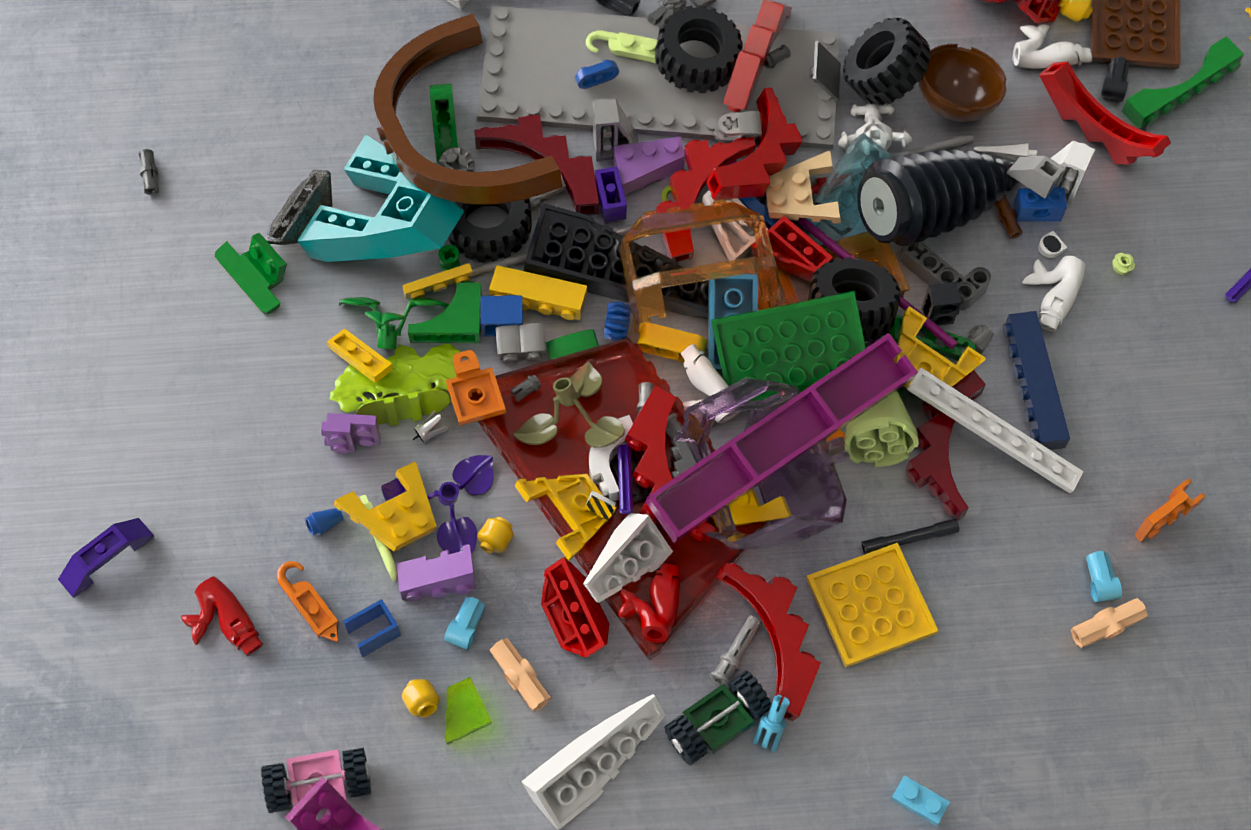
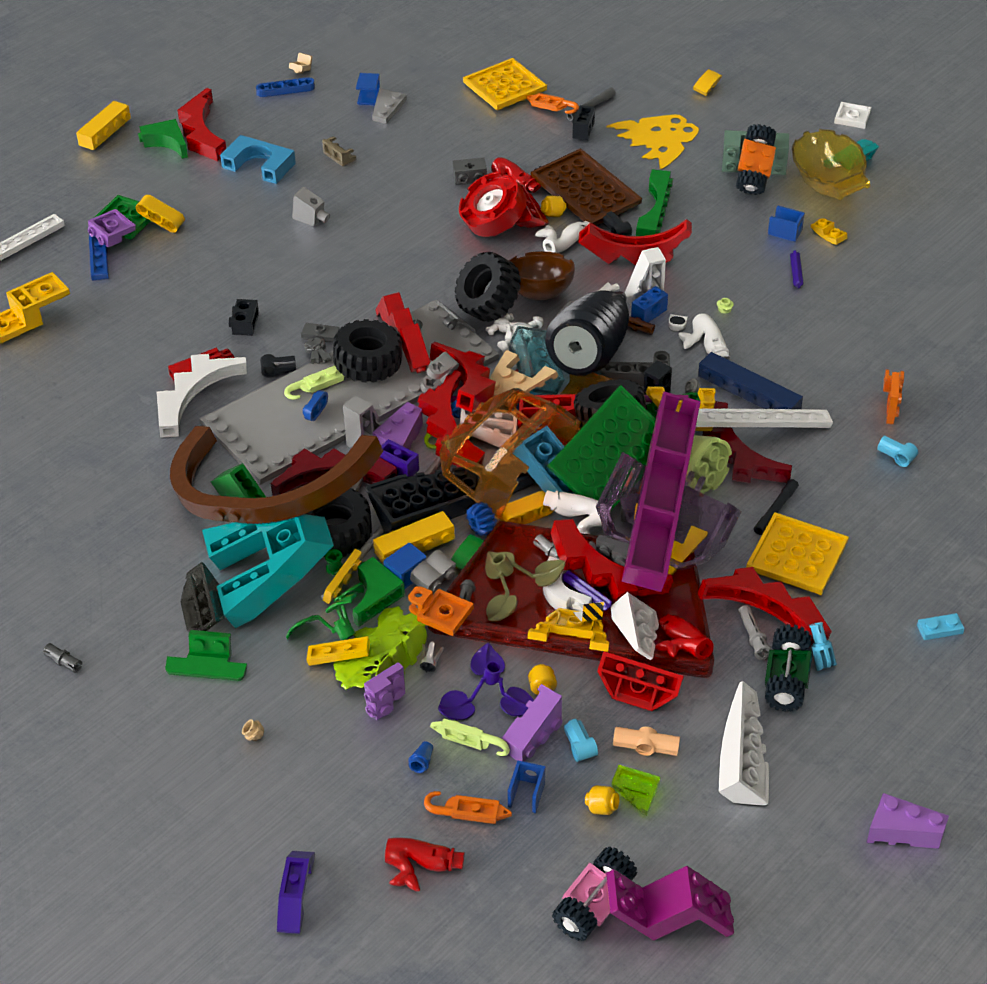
camera: 40 degrees left, 20 degrees down
(219, 375) = (253, 730): none -> tan plate
(398, 519) = (473, 712): yellow wing -> none
(1037, 173) = (637, 282): light grey slope -> none
(1109, 623) = (927, 468): light nougat piece -> none

